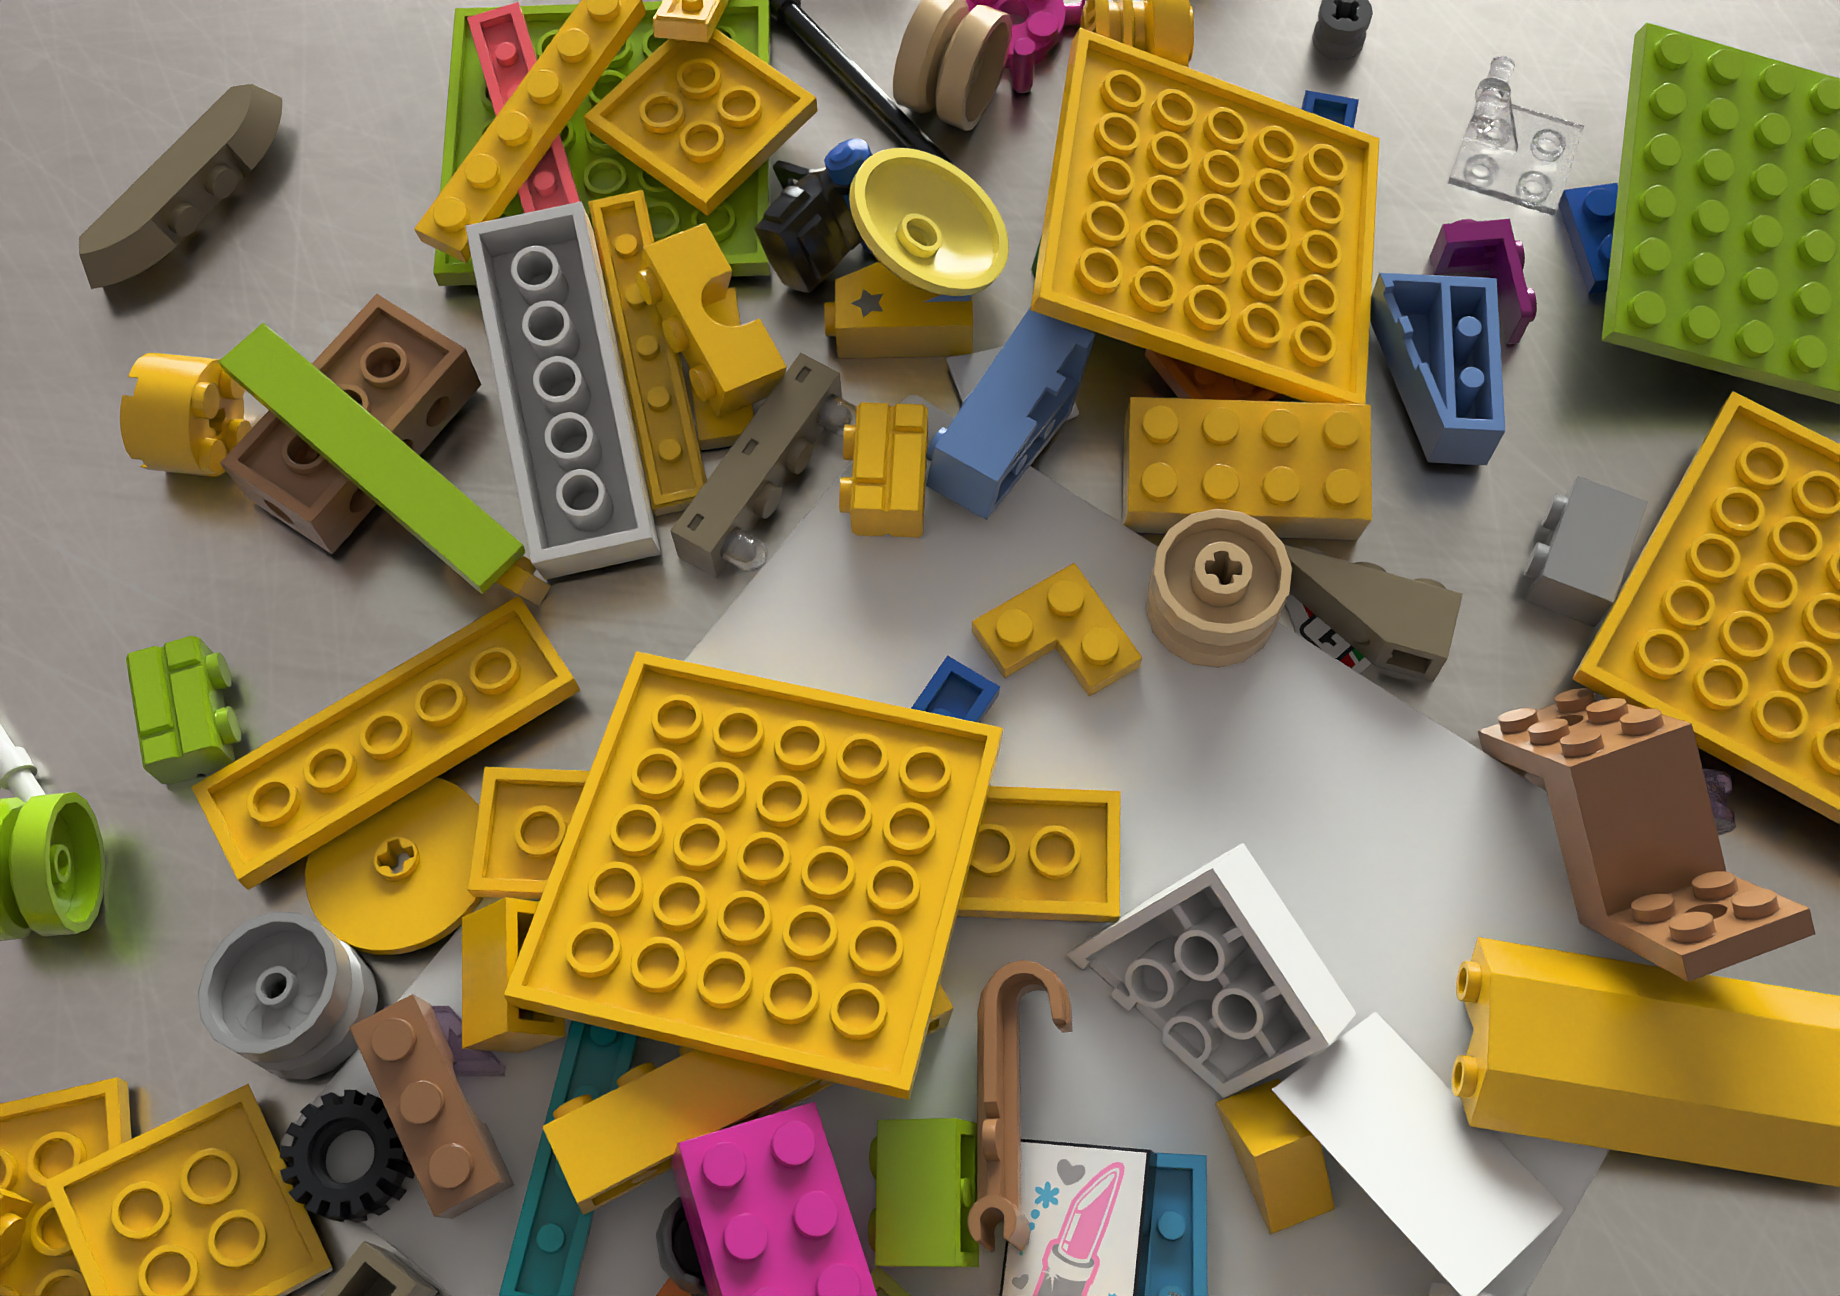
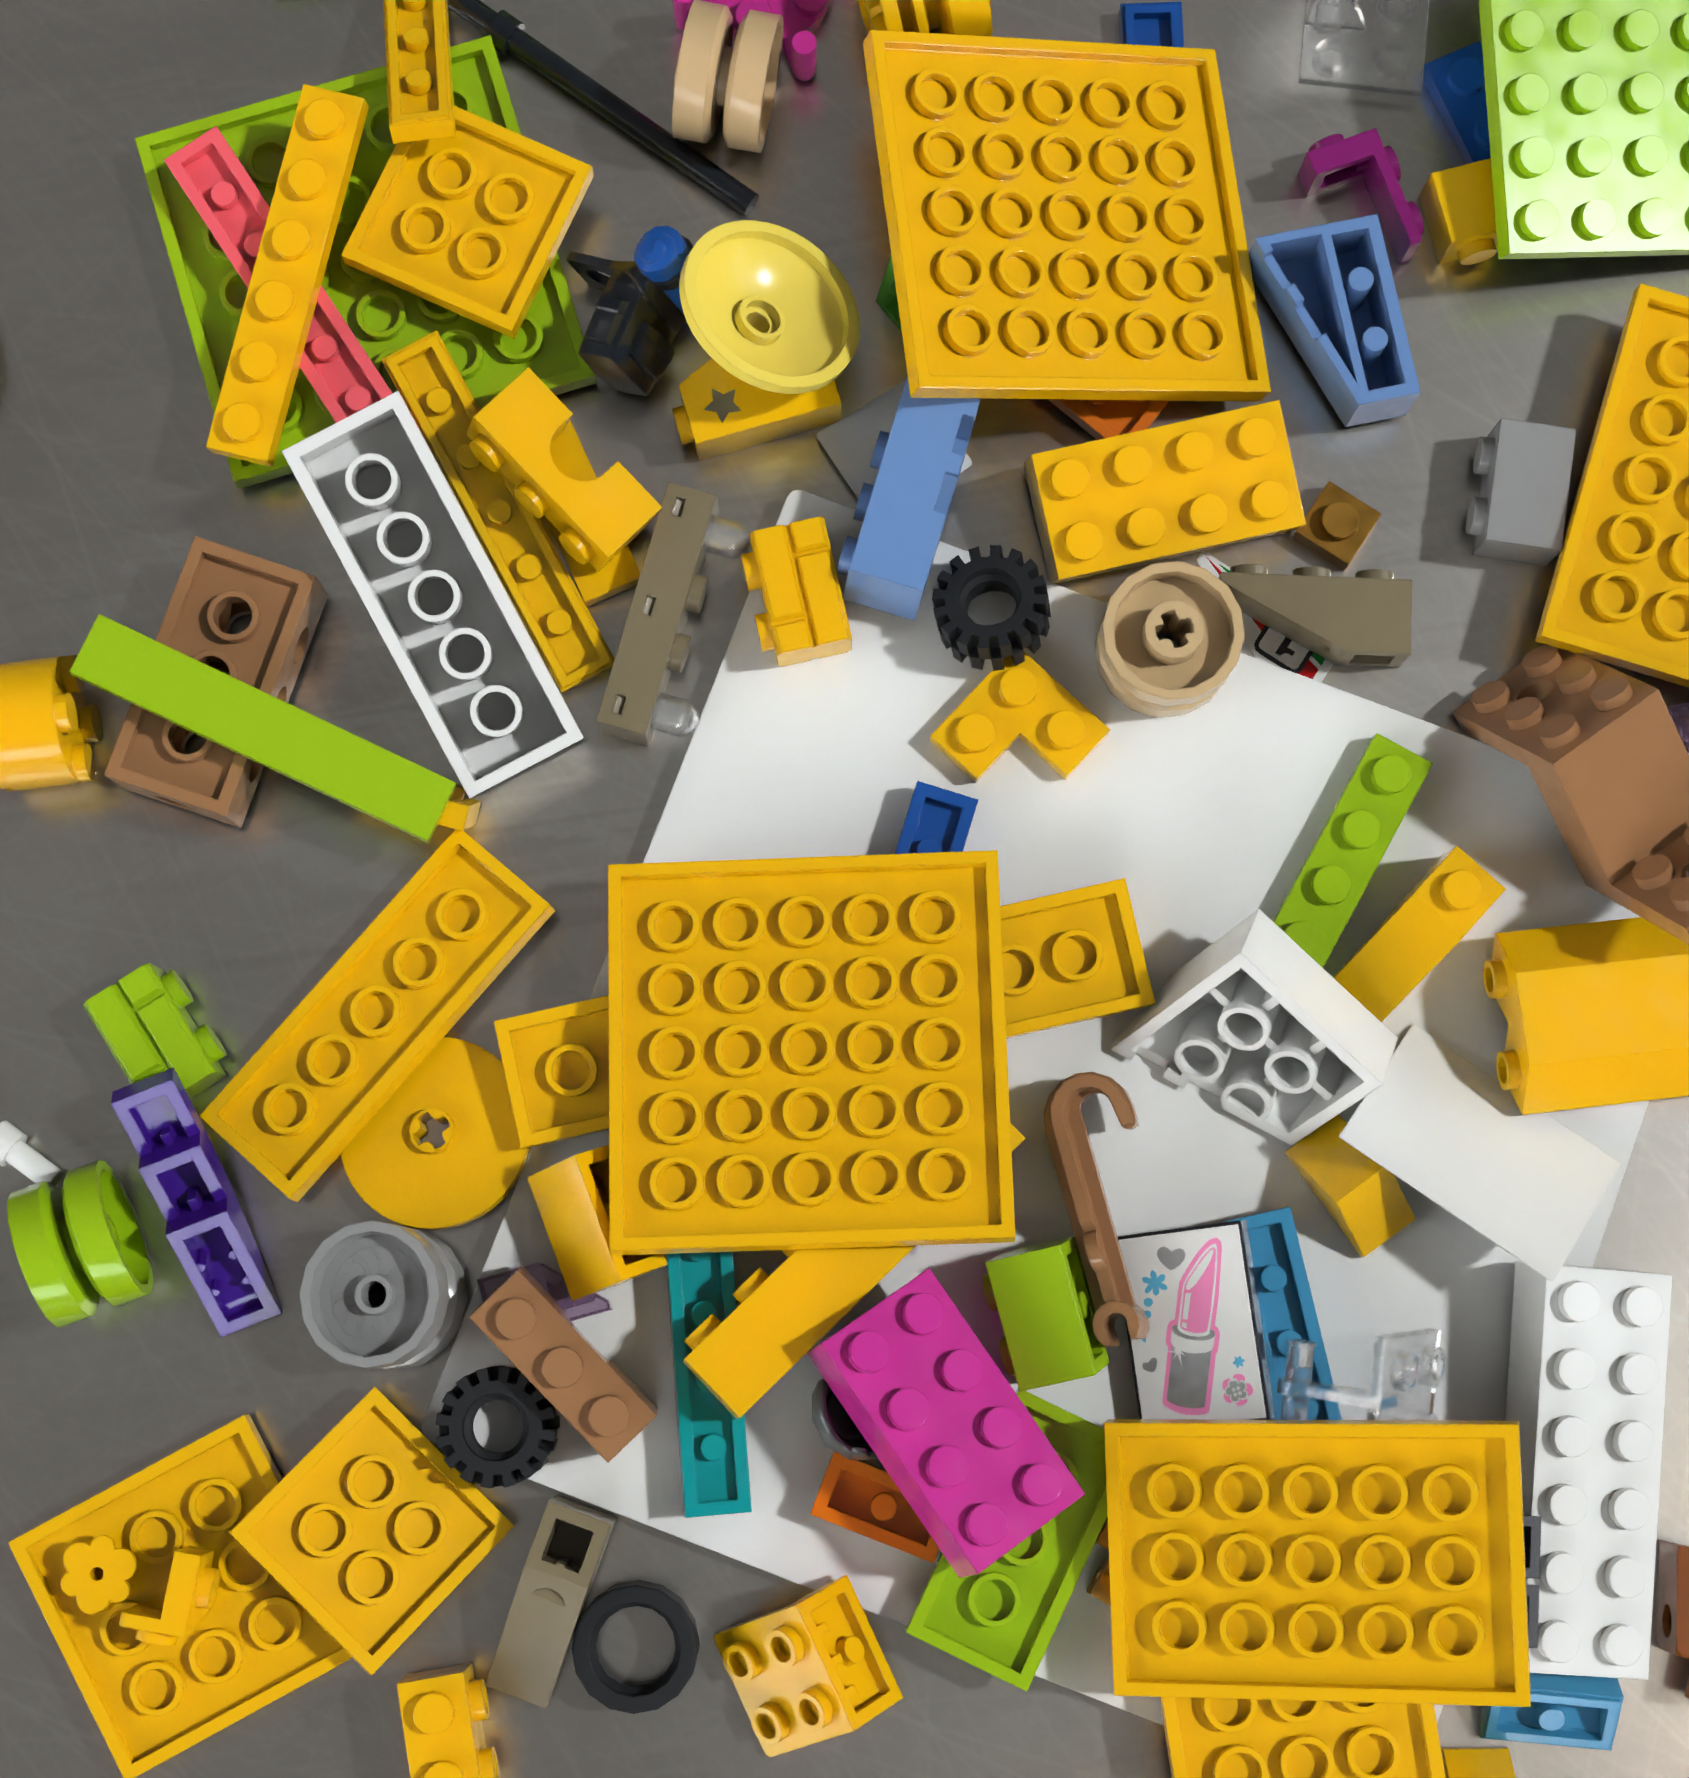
camera: 20 degrees left, 15 degrees up
(156, 865) = (197, 1202): none -> dark purple slope
(1064, 547) = (988, 575): none -> black tyre
(1351, 822) = (1351, 846): none -> lime plate
(1401, 541) = (1337, 525): none -> pearl gold plate
(1403, 916) = (1419, 932): none -> yellow slope
(1573, 309) = (1461, 213): none -> yellow brick

